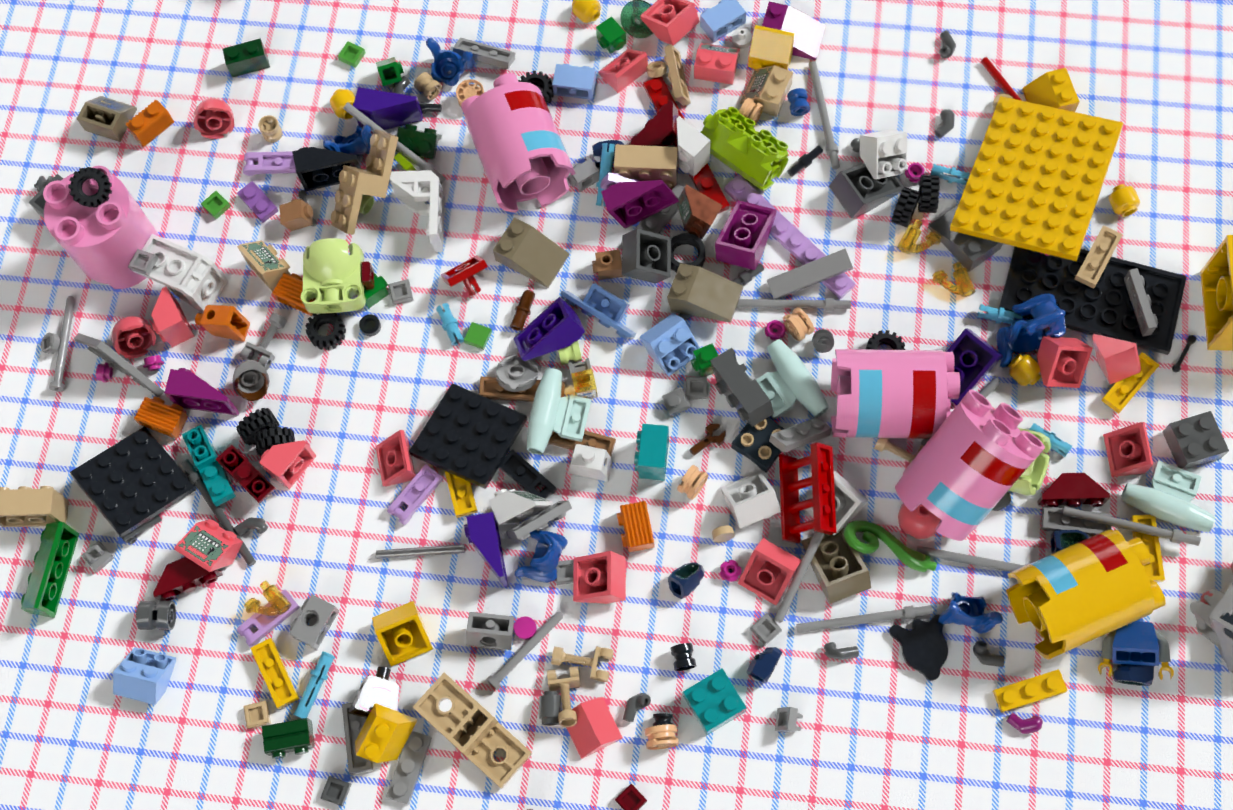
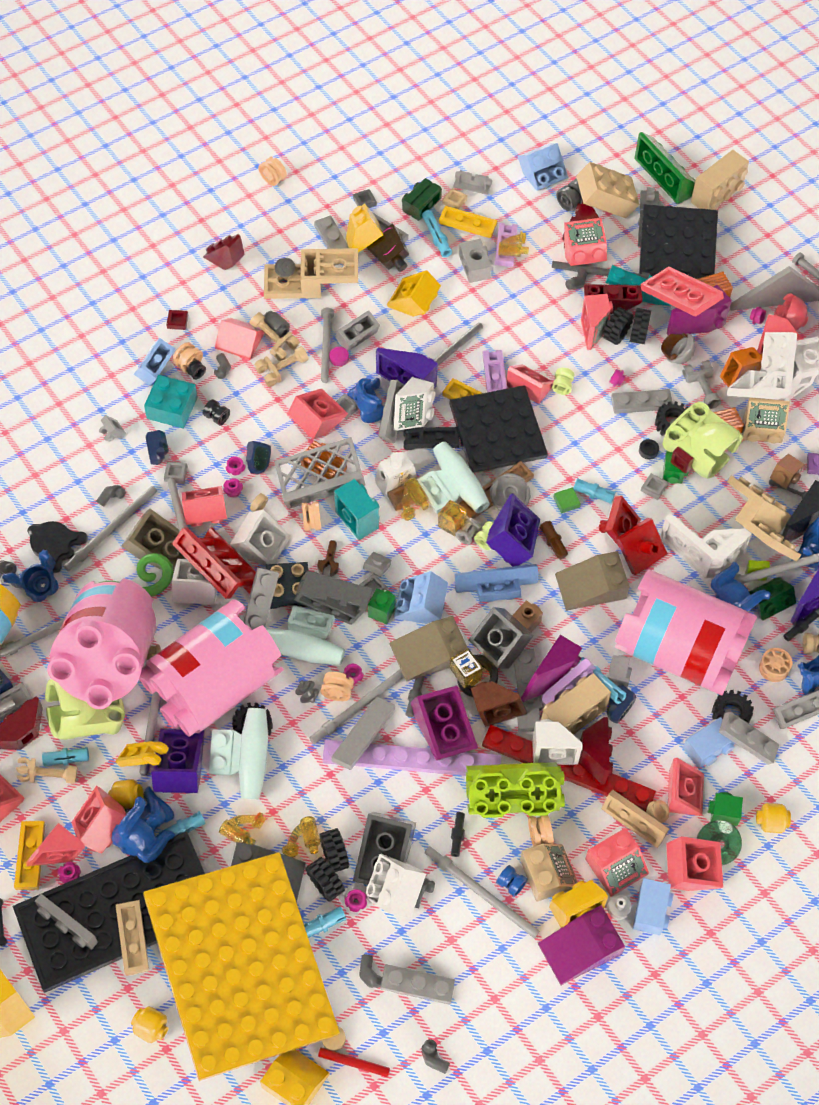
camera: 130 degrees right, 10 degrees down
(130, 581) = (607, 190): none -> tan brick
(200, 408) = (682, 291): none -> coral plate
(223, 716) = (478, 184): none -> light grey hinge
(225, 279) = (775, 372): none -> white bracket
(325, 404) = (617, 378): none -> dark pink plate
(328, 369) = (640, 401): none -> light grey plate
(375, 433) = (563, 381): none -> yellowish green wheel
(447, 152) = (733, 591): none -> blue hair
(468, 243) = (641, 546): none -> red tile
(490, 757) = (285, 267): none -> dark grey wheel
(548, 58) = (749, 738): none -> light grey plate
(593, 424) = (415, 491): none -> clear yellow plant
(666, 498) = (319, 489): none -> light grey fence
(695, 250) = (466, 668): none -> clear yellow brick
(695, 756) = (154, 361): none -> light blue brick
(715, 585) = (232, 462): none -> dark pink plate
(912, 325) = (242, 753): none -> light aqua plate
(920, 91) = (417, 984): none -> light grey plate
(993, 382) = (141, 753): none -> yellow hinge
(1056, 421) = (68, 774): none -> tan bar

